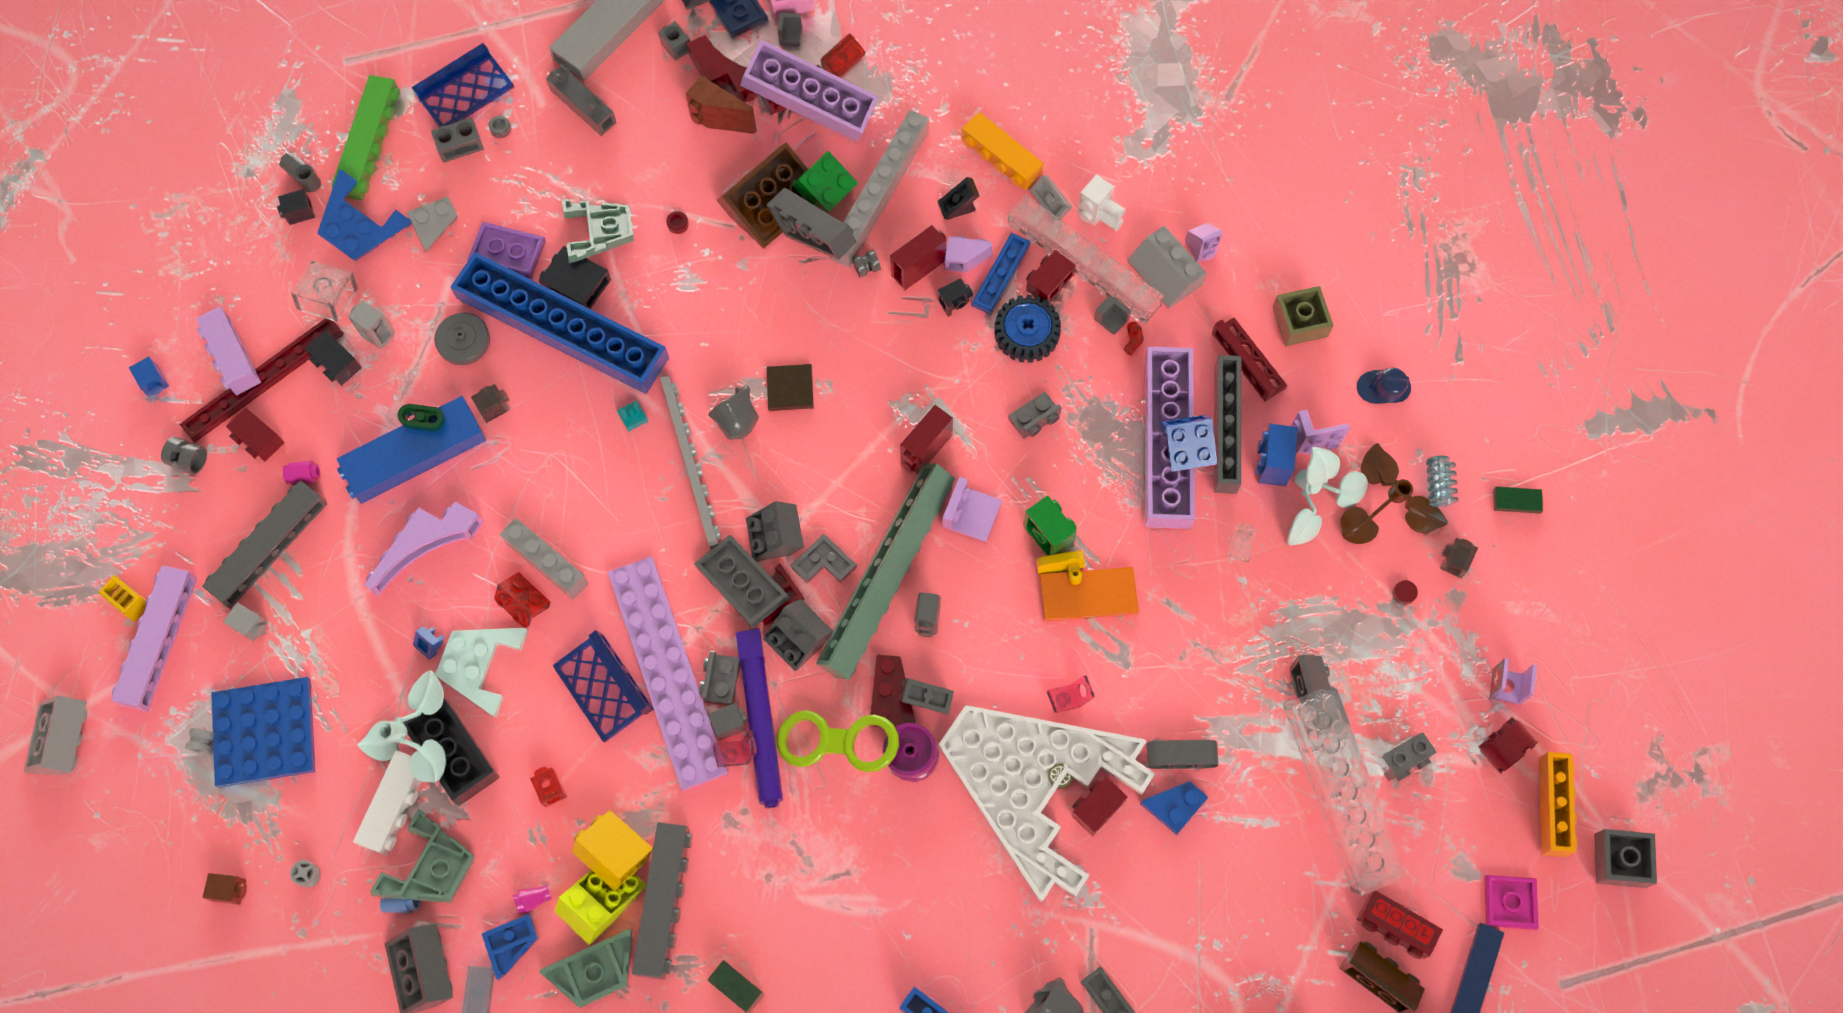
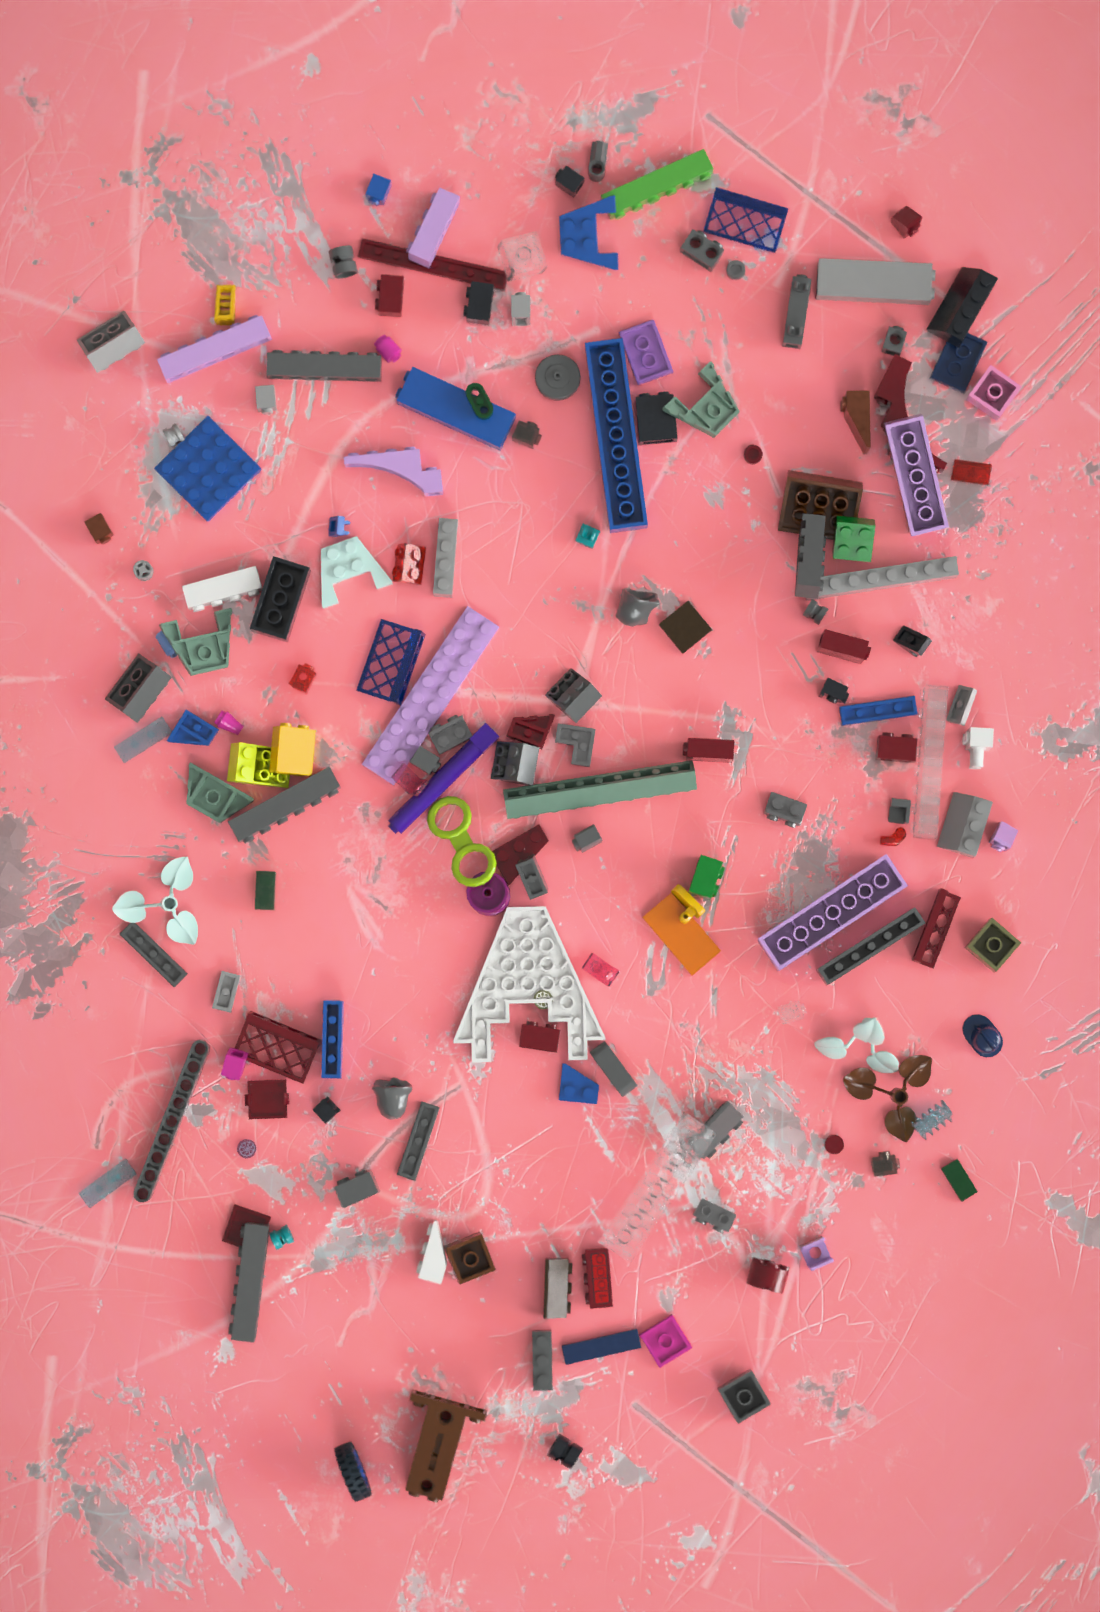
camera: 55 degrees right, 15 degrees up
(383, 738) = (256, 553): light aqua plant -> none
(432, 220) = (628, 284): light grey wing -> none
(694, 470) = (587, 595): light grey plate -> none
(741, 581) = (523, 699): dark grey plate -> none
(790, 29) = (964, 418): dark grey panel -> none
(965, 253) = (872, 675): lavender slope -> none
(971, 511) = (682, 816): lavender bracket -> none
(1002, 151) = (973, 644): light orange brick -> none
(1027, 342) = (835, 769): wheel -> none
(1190, 442) = (832, 930): bracket -> none
(1277, 455) = (869, 996): blue brick -> none
(1322, 438) = (899, 1000): lavender bracket -> none
(1557, 804) = (750, 1331): light orange brick -> none

